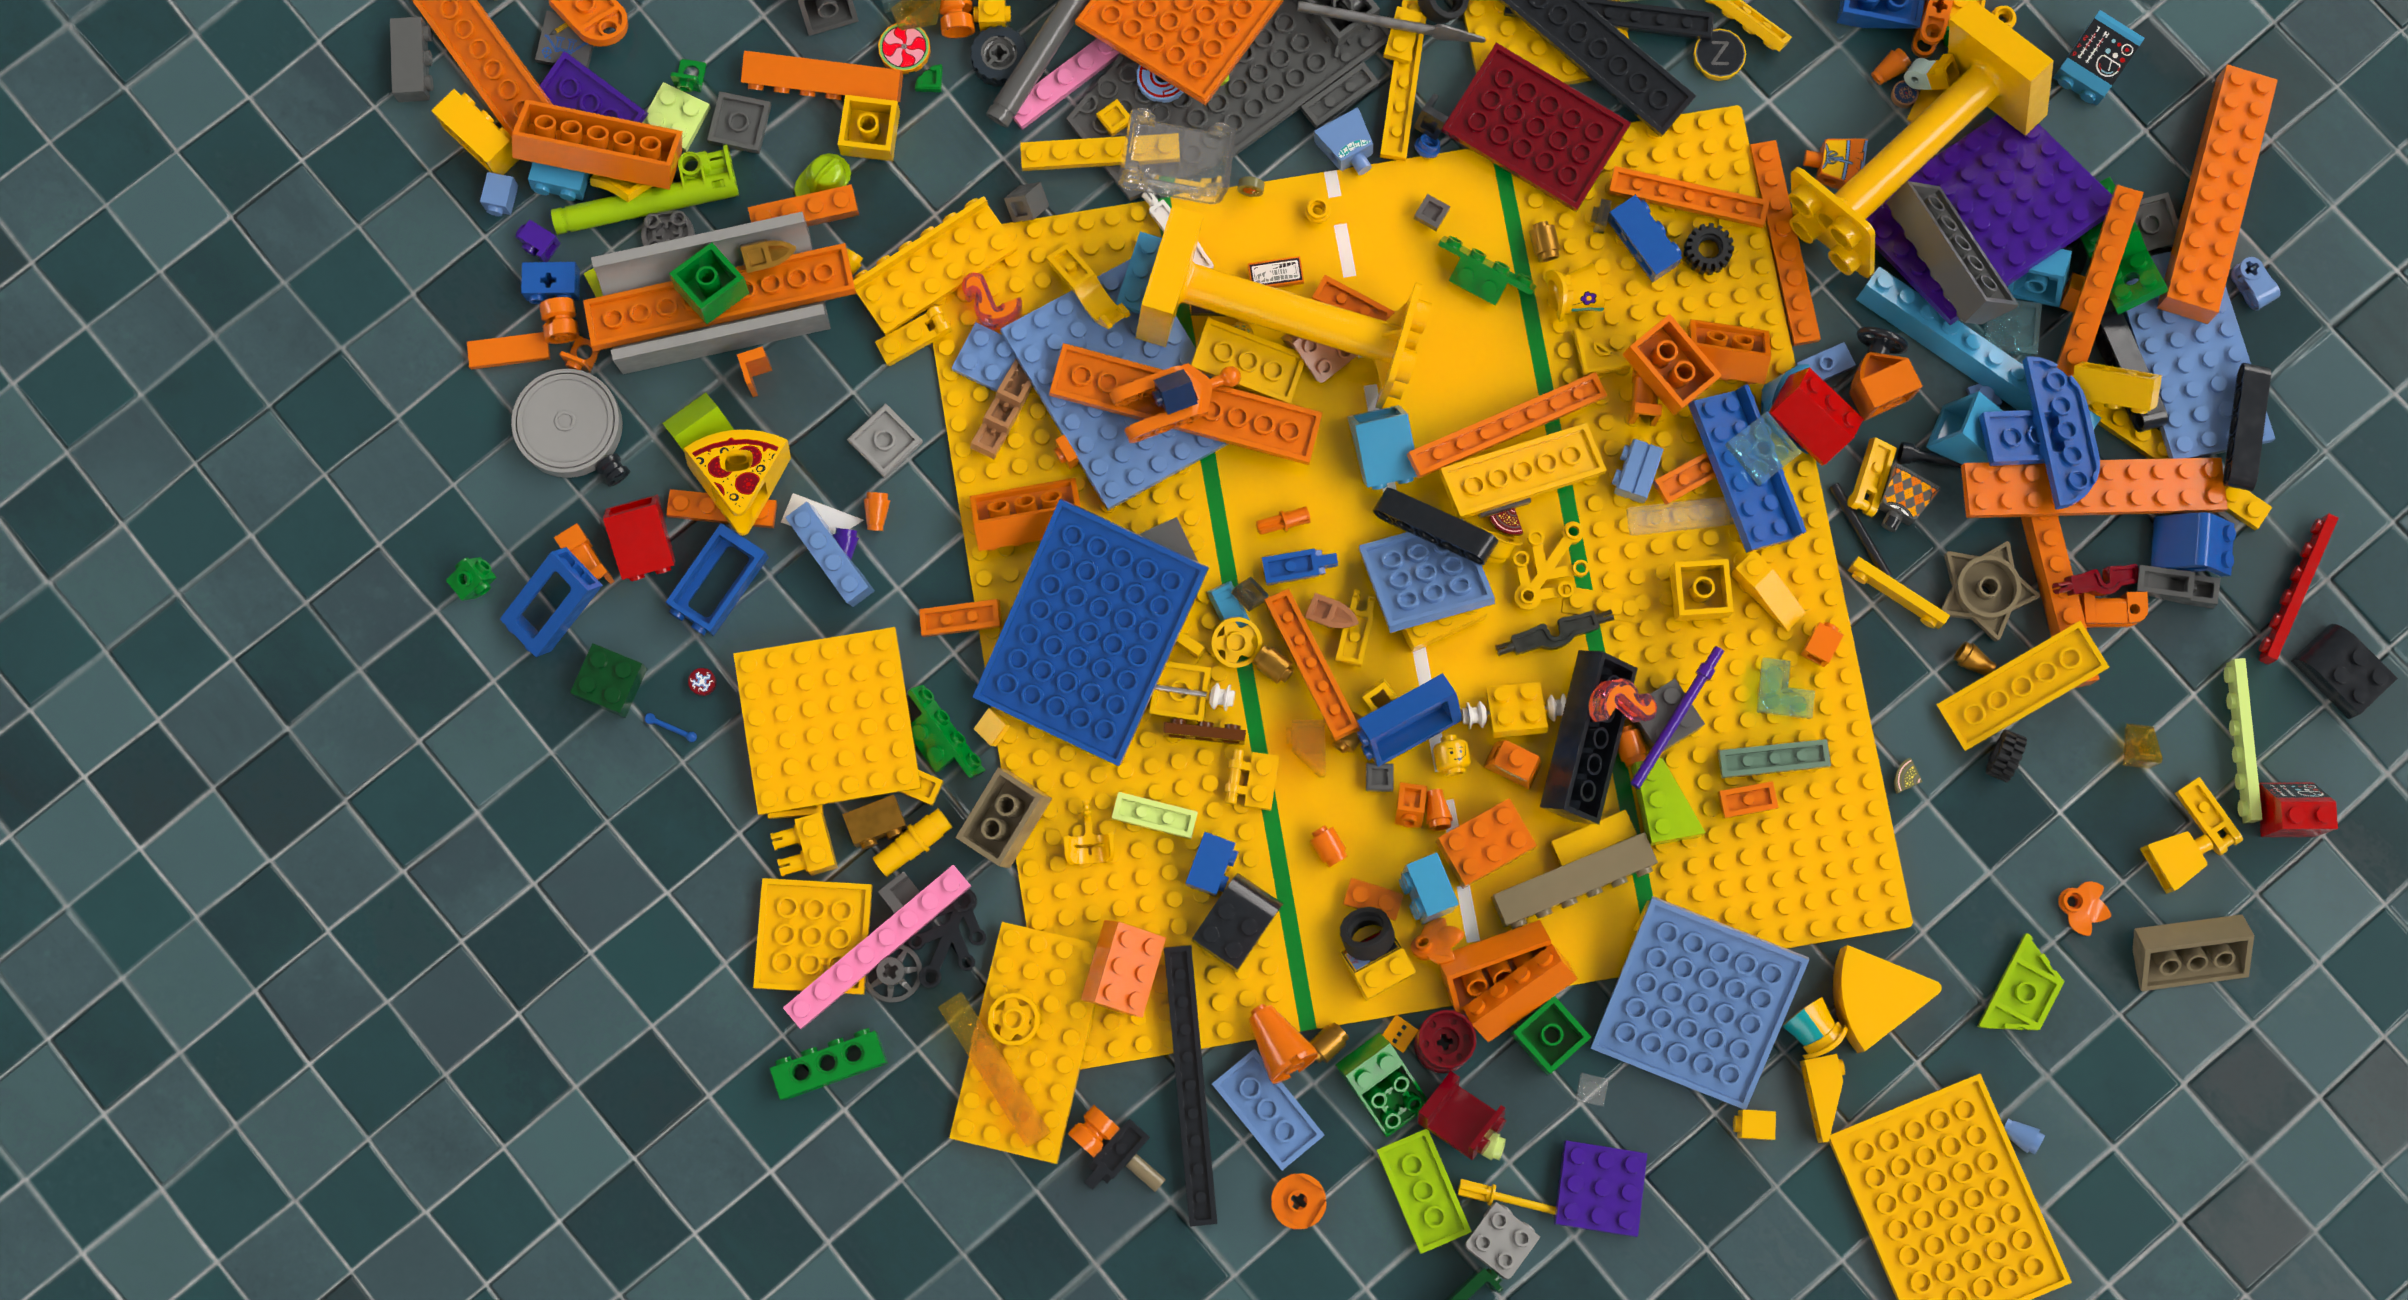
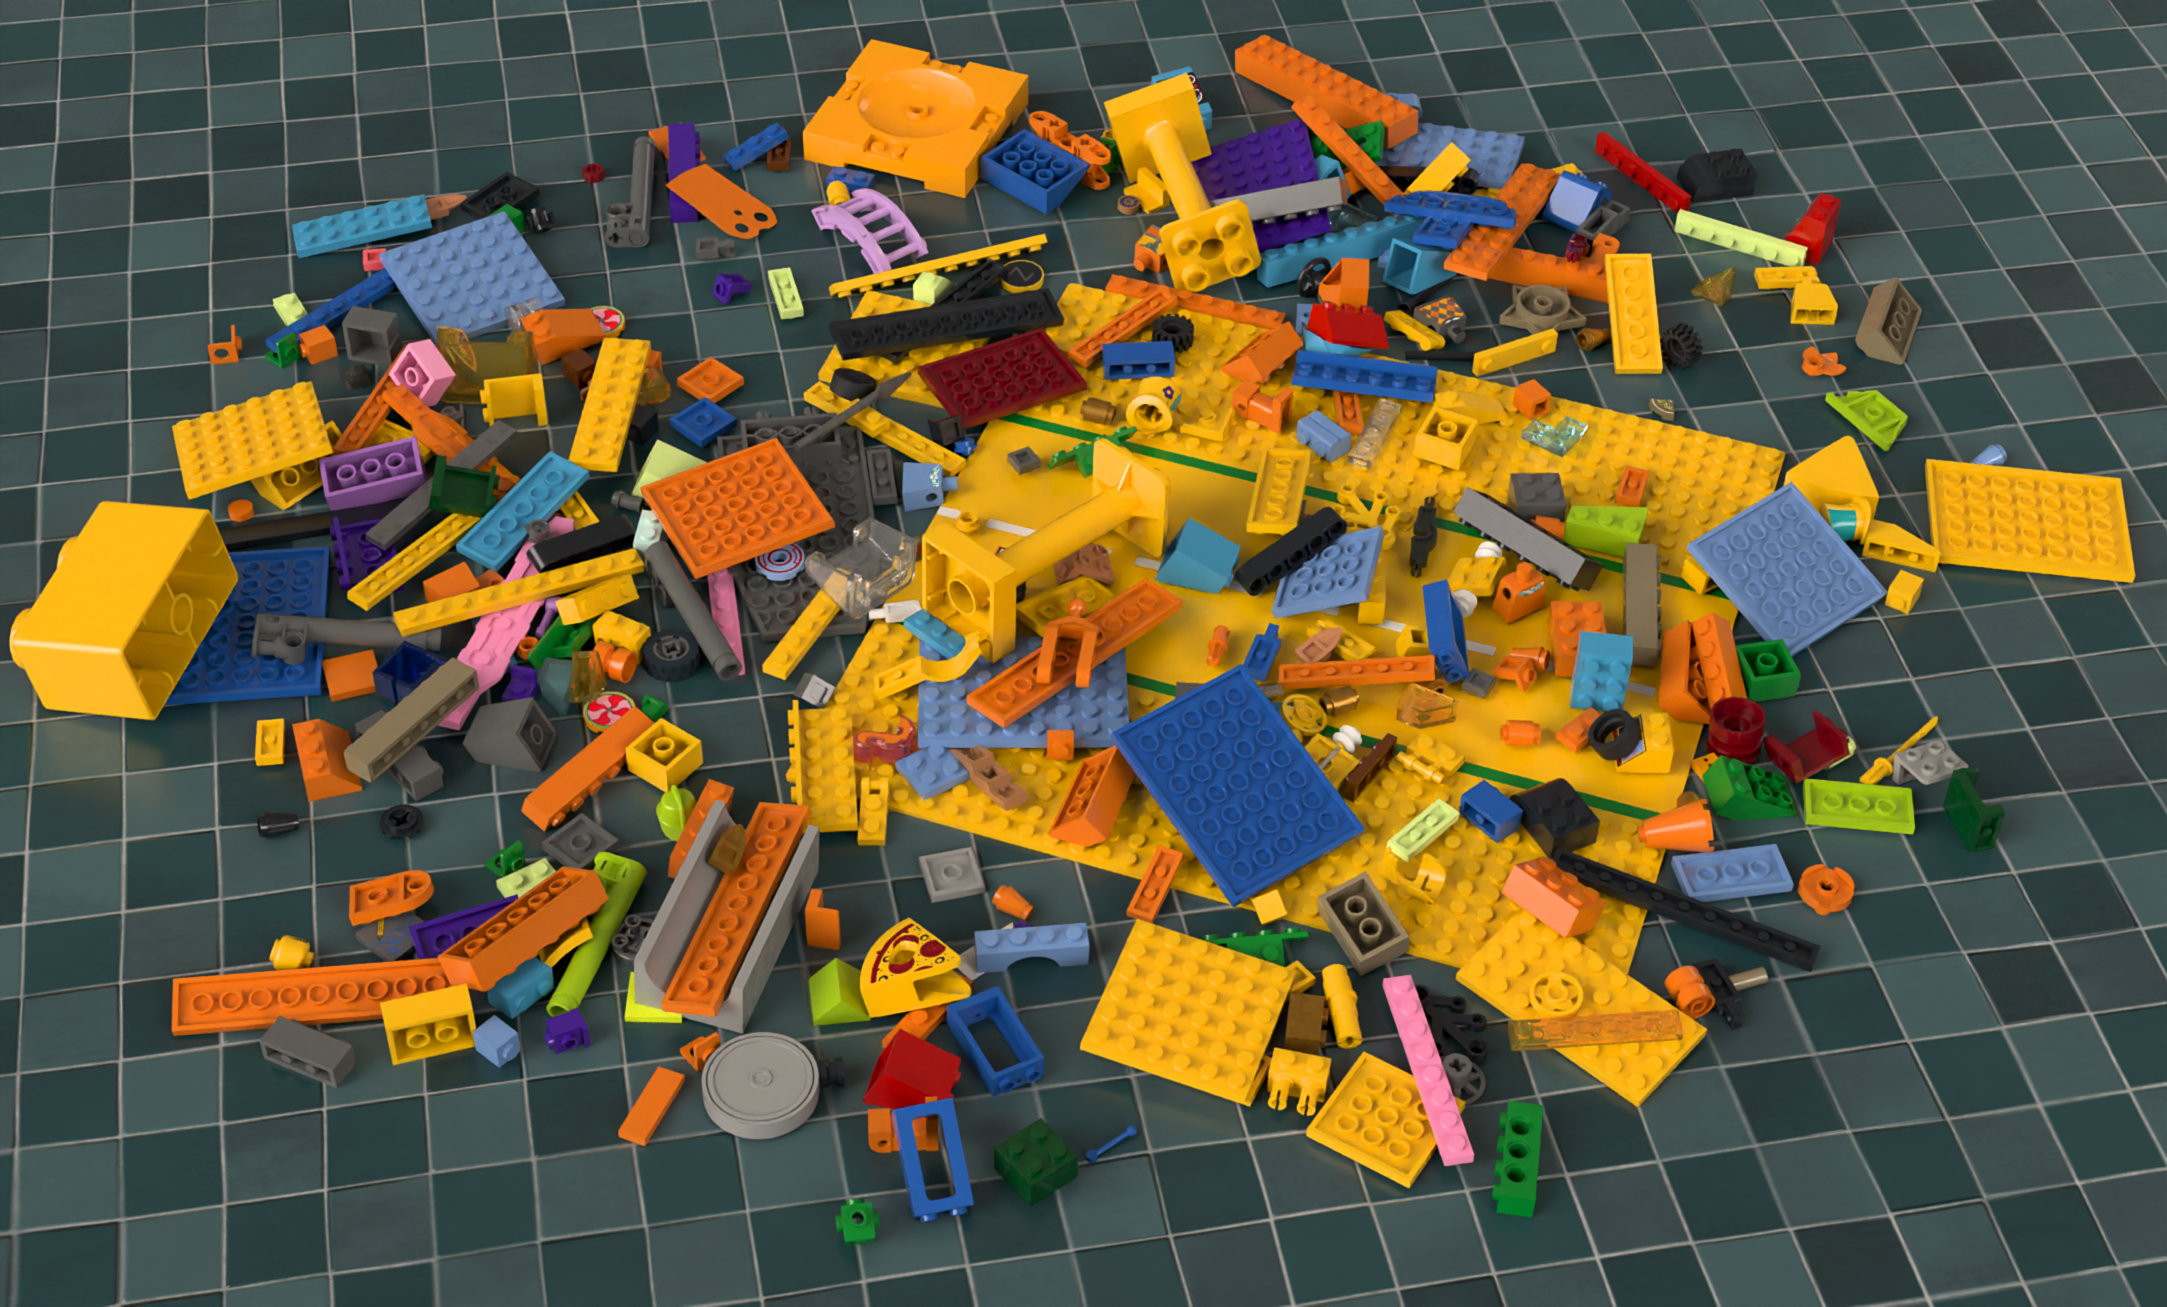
camera: 60 degrees left, 35 degrees down
(539, 274) = (614, 1040): blue brick -> none
(559, 320) = (656, 1046): orange wheel -> none
(702, 682) = (1083, 1099): dark red tile -> none
(709, 283) = (727, 890): green brick -> none
(899, 892) = (1383, 1042): dark grey panel -> none
(1113, 117) = (789, 603): yellow tile -> none
(1174, 392) = (1070, 631): dark blue brick -> none
(1438, 941) = (1646, 698): orange plate -> none
(1451, 755) = (1490, 627): yellow head -> none
(1506, 425) = (1235, 483): orange plate -> none
(1591, 1089) = (1823, 672): clear plate -> none
(1593, 838) = (1610, 583): yellow tile -> none
(1600, 215) = (1102, 373): clear smoke plate -> none
(1600, 1188) = (1912, 700): dark purple plate -> none
(1623, 696) = (1515, 493): clear pink animal -> none
(1671, 364) = (1258, 366): orange brick -> none
(1704, 672) = (1519, 451): dark purple bar -> none
(1763, 448) = (1358, 354): clear light blue plate -> none
(1774, 758) = (1607, 460): sand green plate -> none
(1891, 66) = (1103, 199): orange cone -> none
(1932, 74) = (1129, 176): leg -> none
(2247, 427) = (1510, 136): black beam -> none

